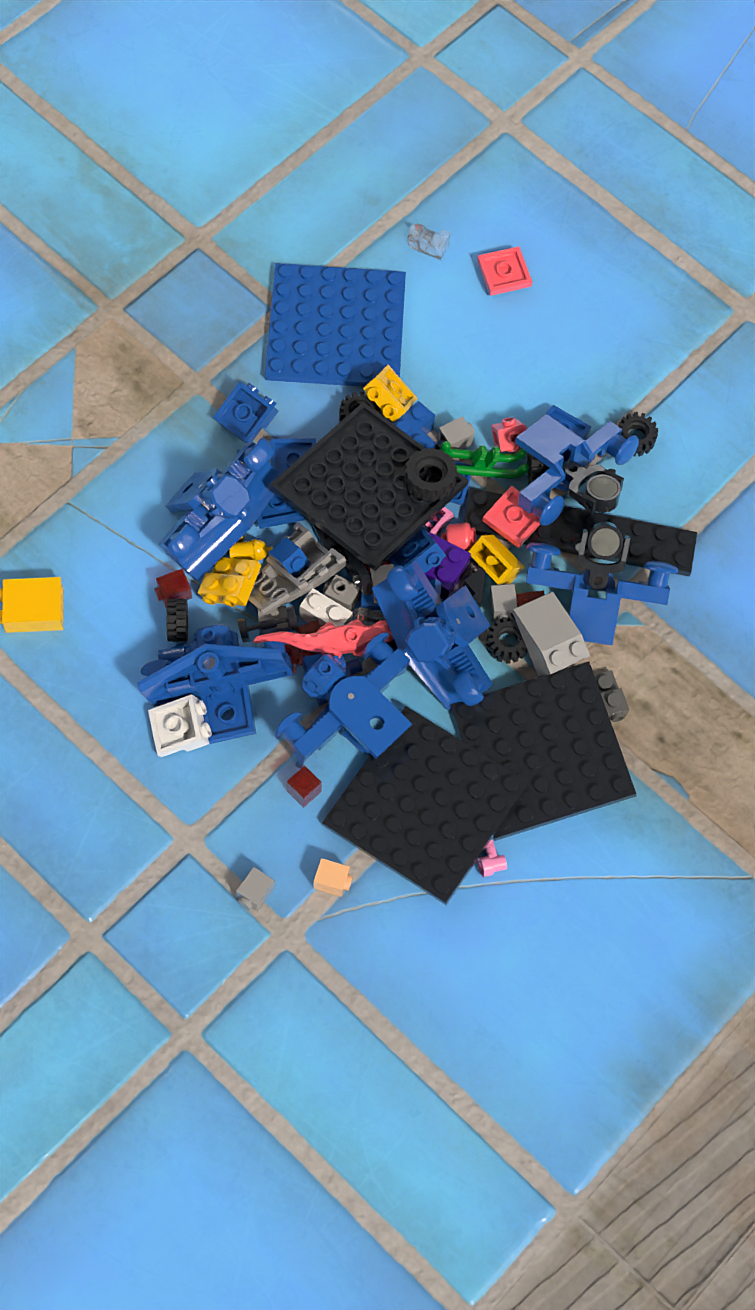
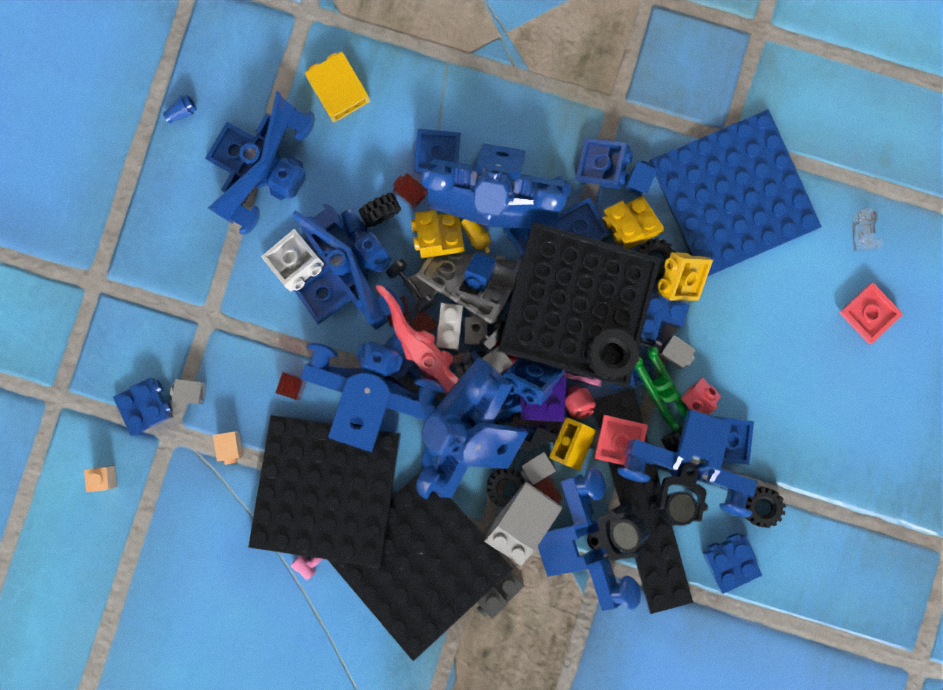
camera: 65 degrees right, 20 degrees up
(64, 708) = (258, 162): none -> blue piece
(143, 549) = (435, 145): none -> blue plate
(245, 944) = (143, 406): none -> blue plate
(279, 389) = (641, 178): none -> blue brick
(298, 1021) = (100, 478): none -> light nougat brick
(315, 414) = (632, 222): none -> yellow plate
(675, 484) = (732, 562): none -> blue plate

